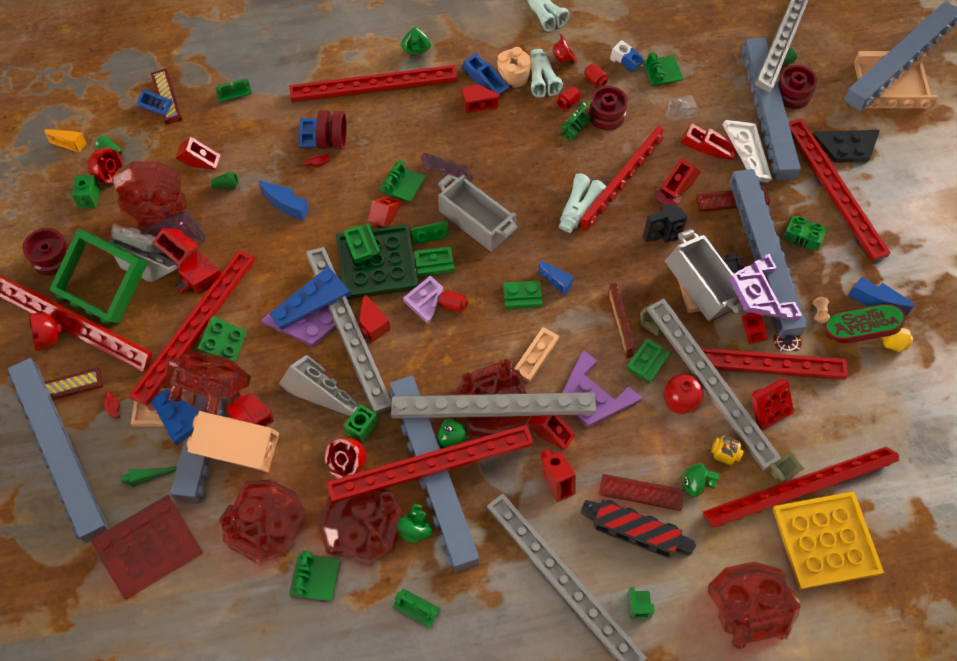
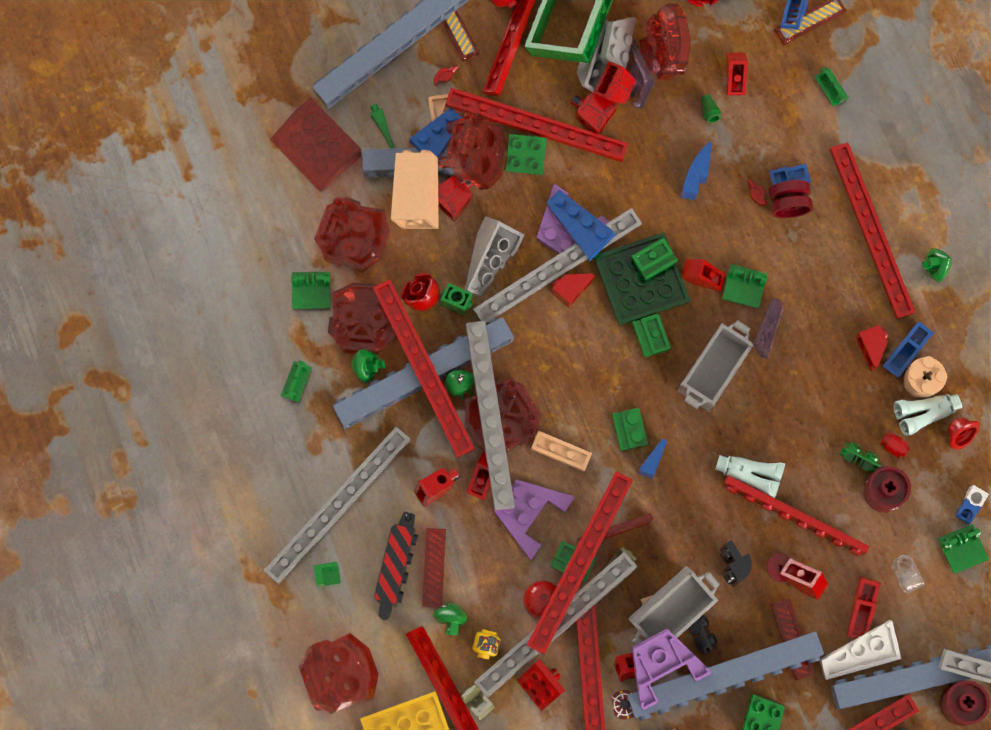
camera: 75 degrees right, 15 degrees up
(424, 298) = (606, 334): lavender wing -> none
(430, 232) = (683, 317): green hinge -> none
(453, 301) = (607, 362): red brick -> none
(596, 75) = (934, 472): red brick -> none
(657, 348) = (579, 563): none -> red plate

